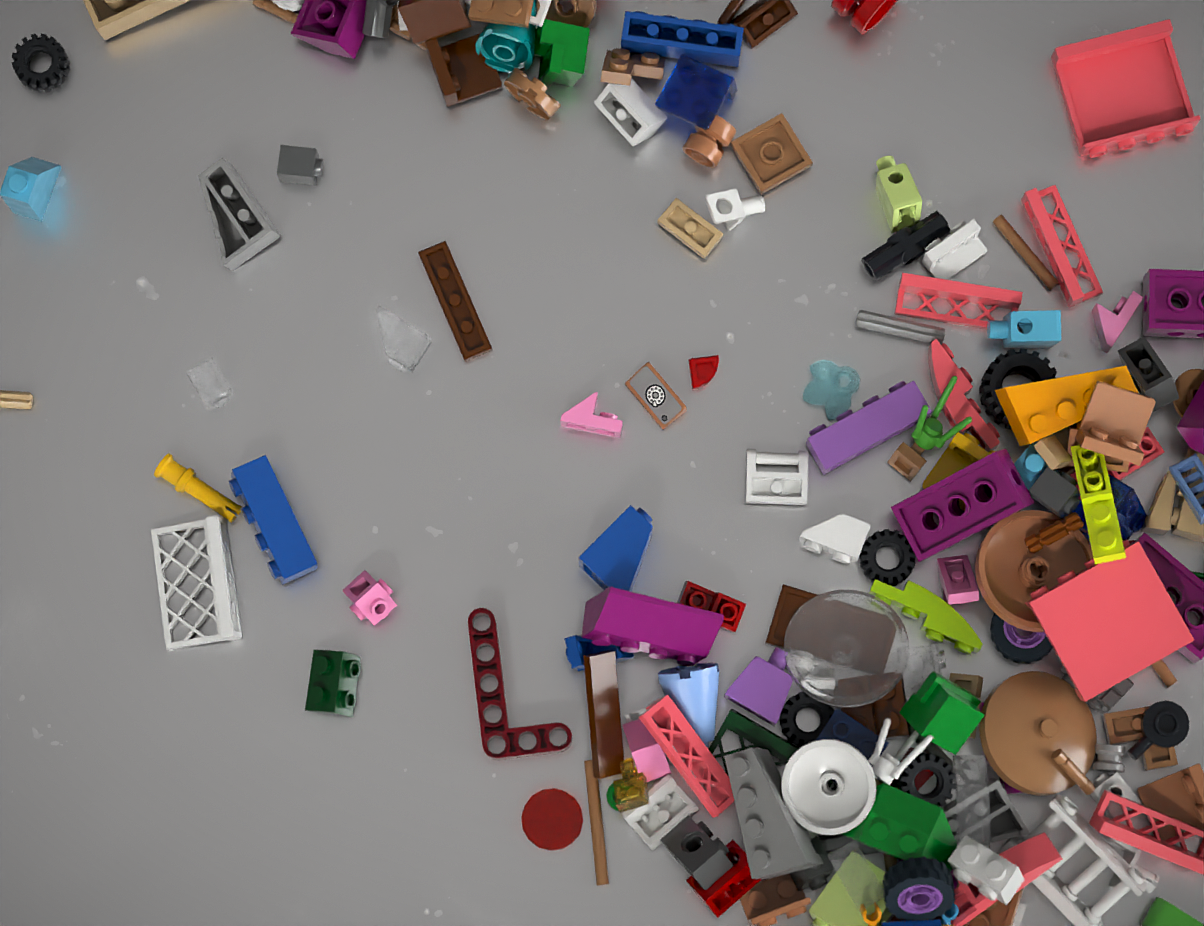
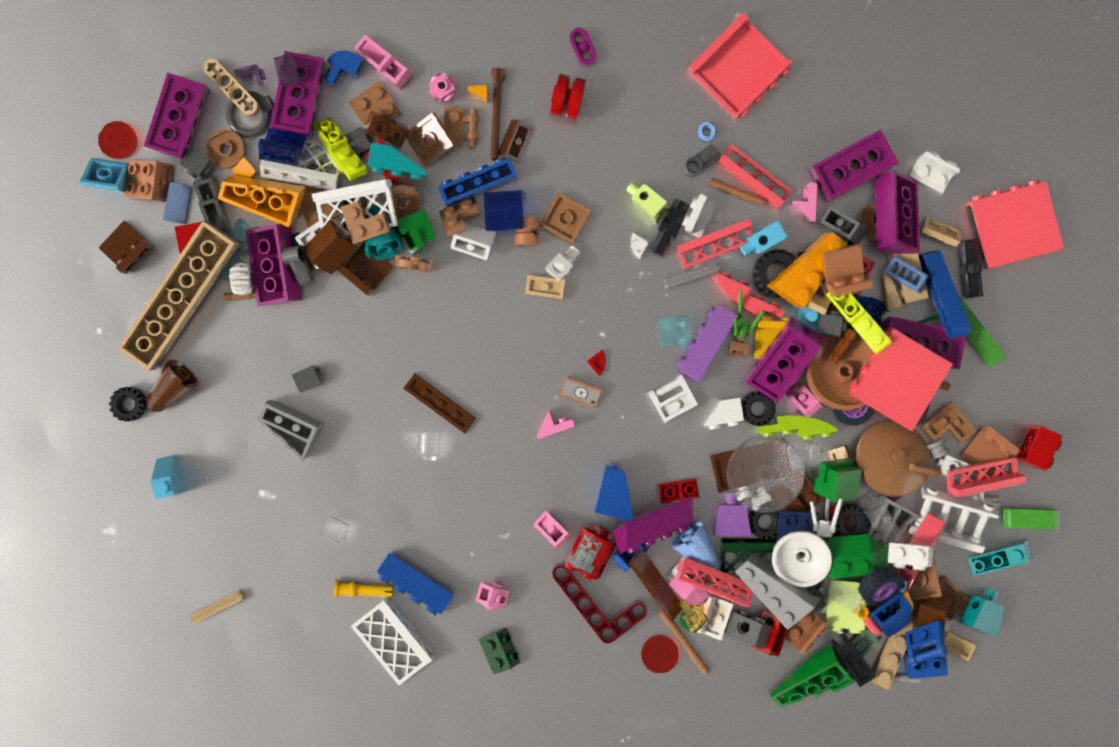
camera: 30 degrees left, 10 degrees up
(111, 70) = (170, 386): none -> reddish brown cone
(505, 554) = (551, 529): none -> bright pink slope
(541, 616) = (591, 552): none -> red cylinder
(850, 246) = (638, 245): none -> white tile
(1003, 182) = (702, 160): none -> dark grey piece
(1030, 141) = (707, 125): none -> light blue plate
(1163, 726) = (957, 415): black piece -> none

